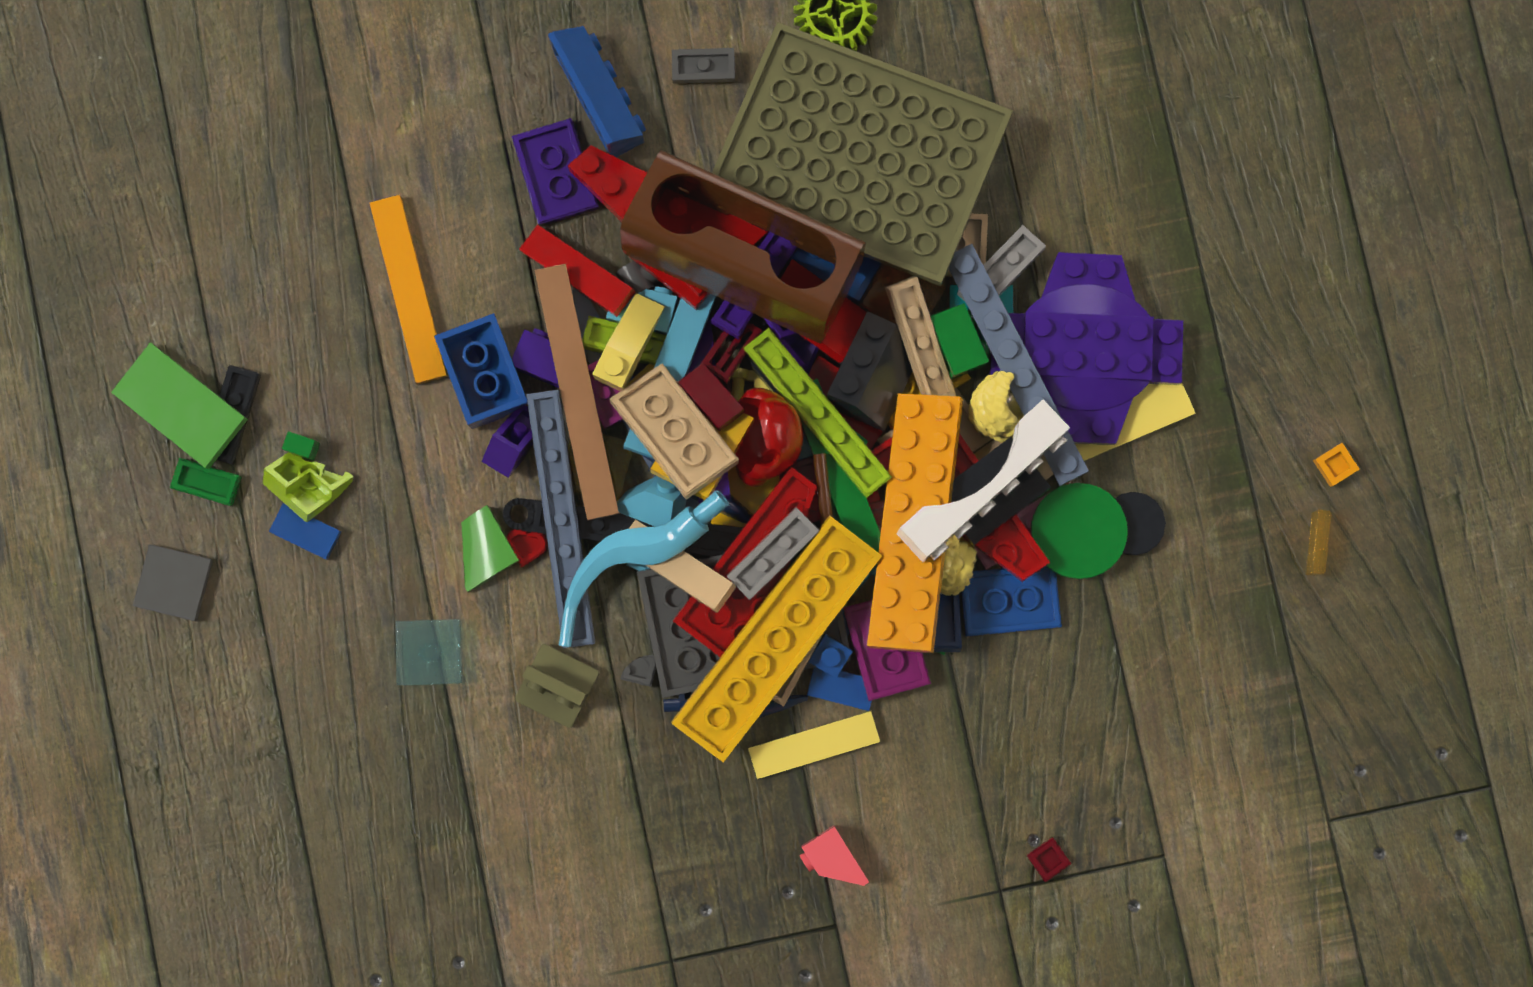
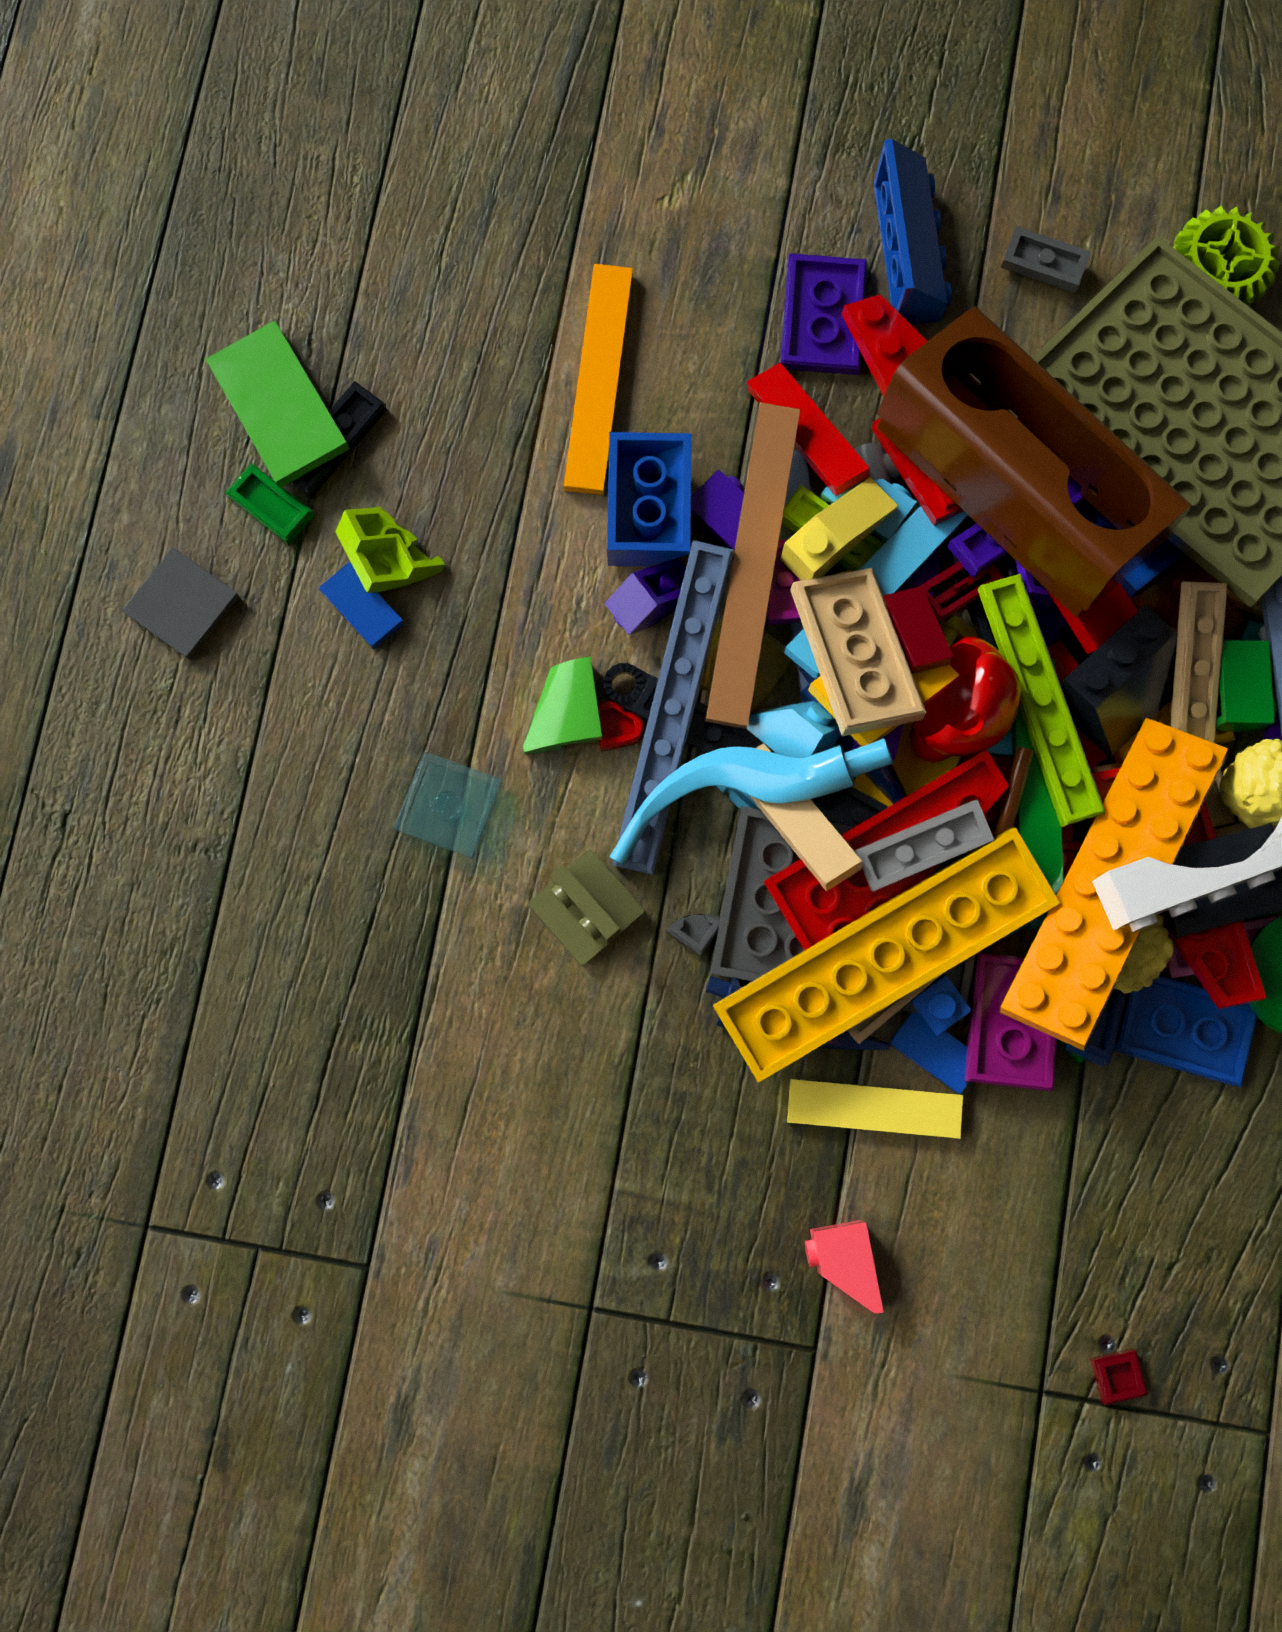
camera: 20 degrees right, 5 degrees down
(300, 446) = (398, 503): green piece -> none

